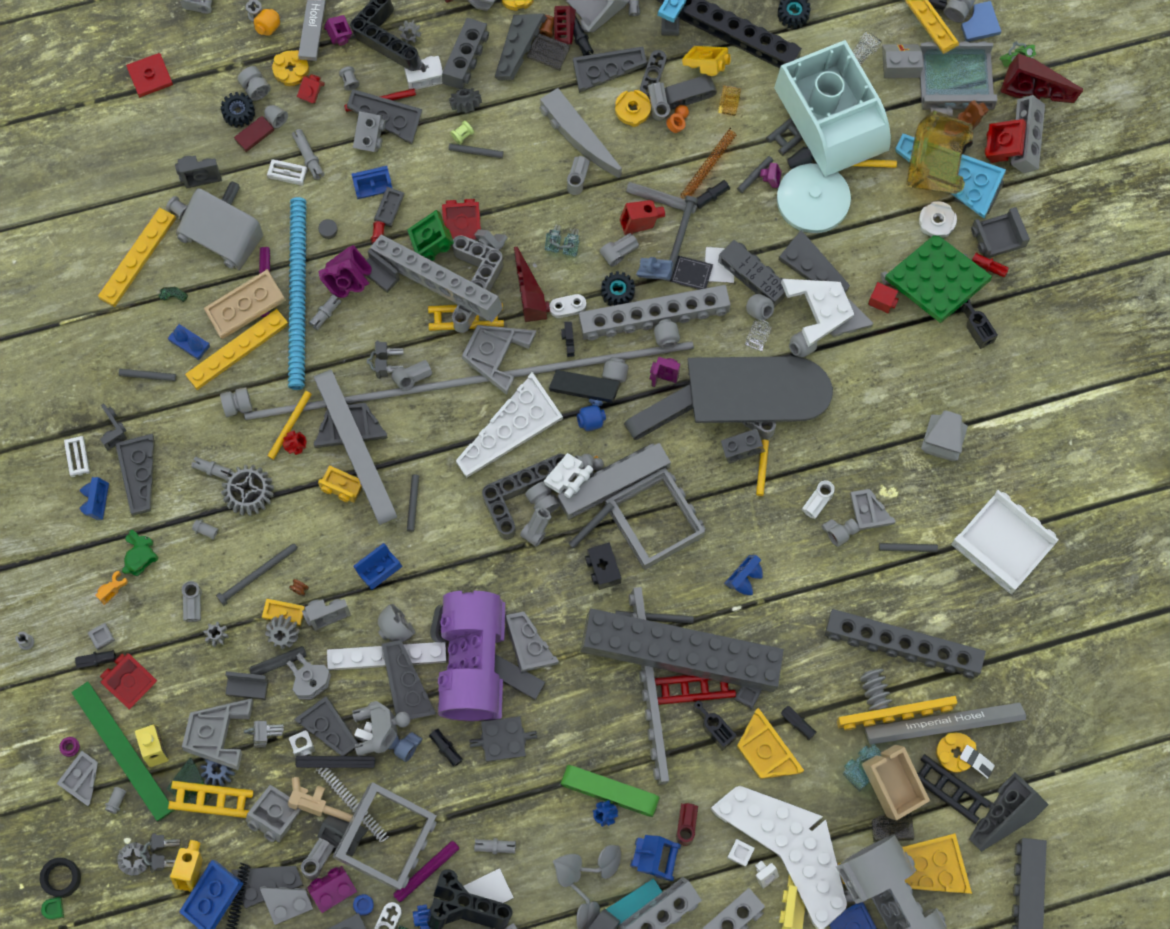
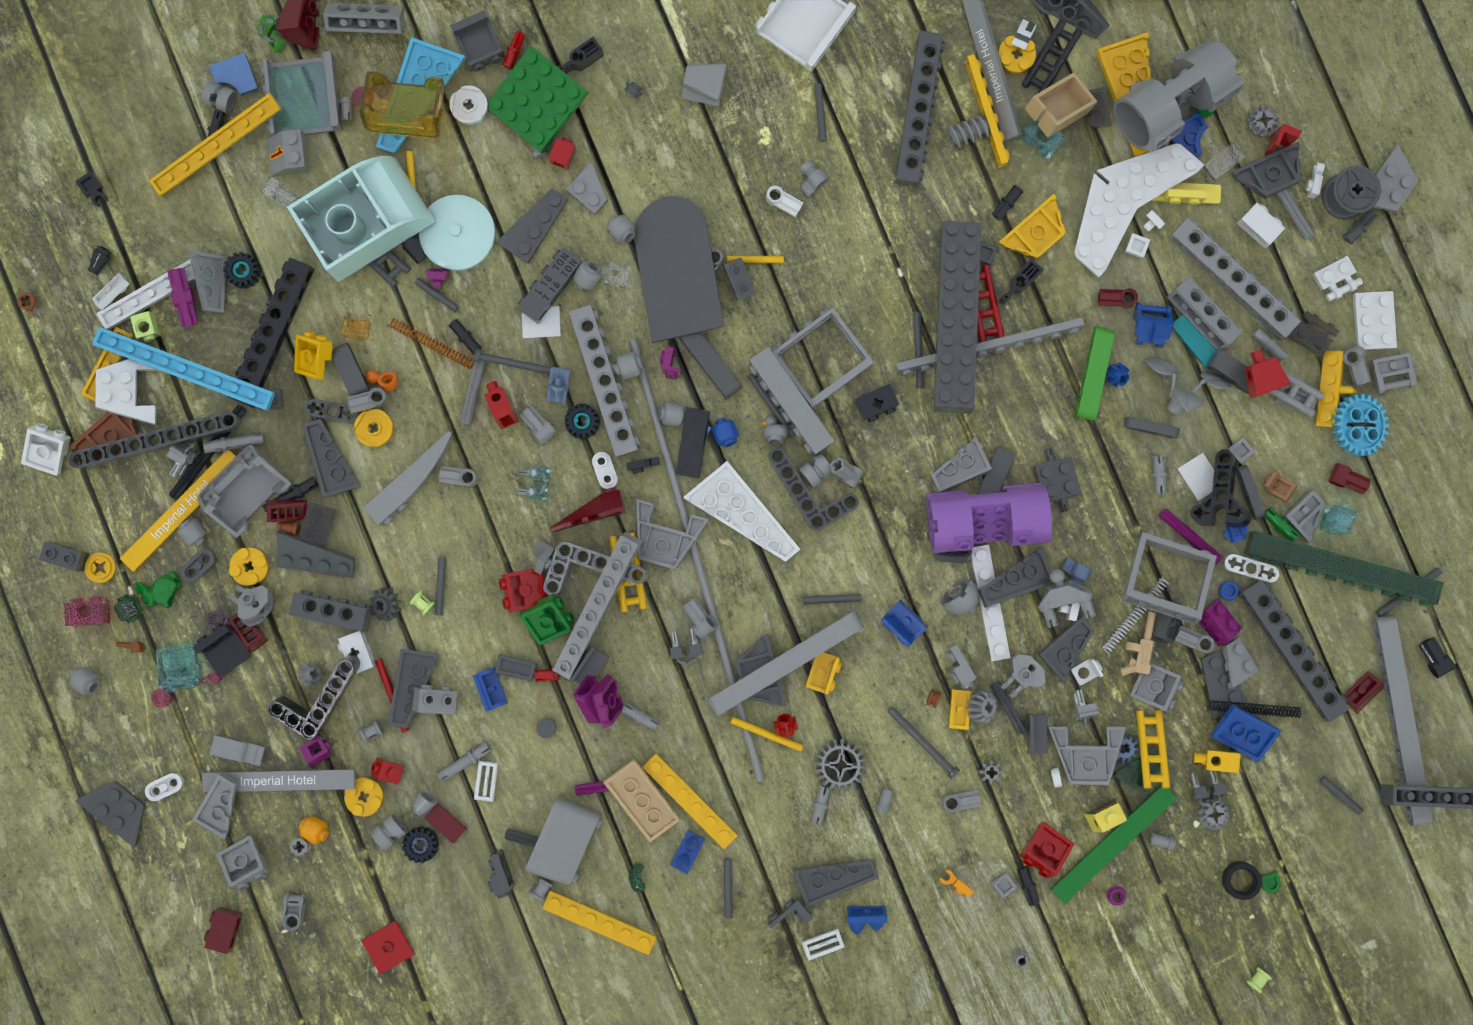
camera: 95 degrees left, 15 degrees up
(80, 778) = (1146, 879): light grey wing -> none
(140, 555) = (918, 860): green animal -> none
(199, 699) = (1056, 777): none -> white tile
(236, 402) = (750, 793): light grey wheel -> none
(297, 293) = (621, 748): medium azure piece -> none
(335, 761) = (1101, 638): black axle -> none
(445, 747) = (1072, 533): black pin -> none
(545, 843) = (1151, 427): none -> dark grey beam
(564, 472) = (792, 450): white plate -> none
(591, 525) = (837, 419): dark grey bar -> none
(691, 272) = (553, 348): black sticker -> none
(739, 579) = (872, 271): blue tile -> none
(827, 303) = (579, 206): white wing -> none
(869, 511) = (789, 151): light grey wing -> none
(943, 370) = (633, 89): none -> dark grey plate
(973, 113) = (350, 75): dark orange hips -> none
(1005, 140) = (375, 39): red plate -> none

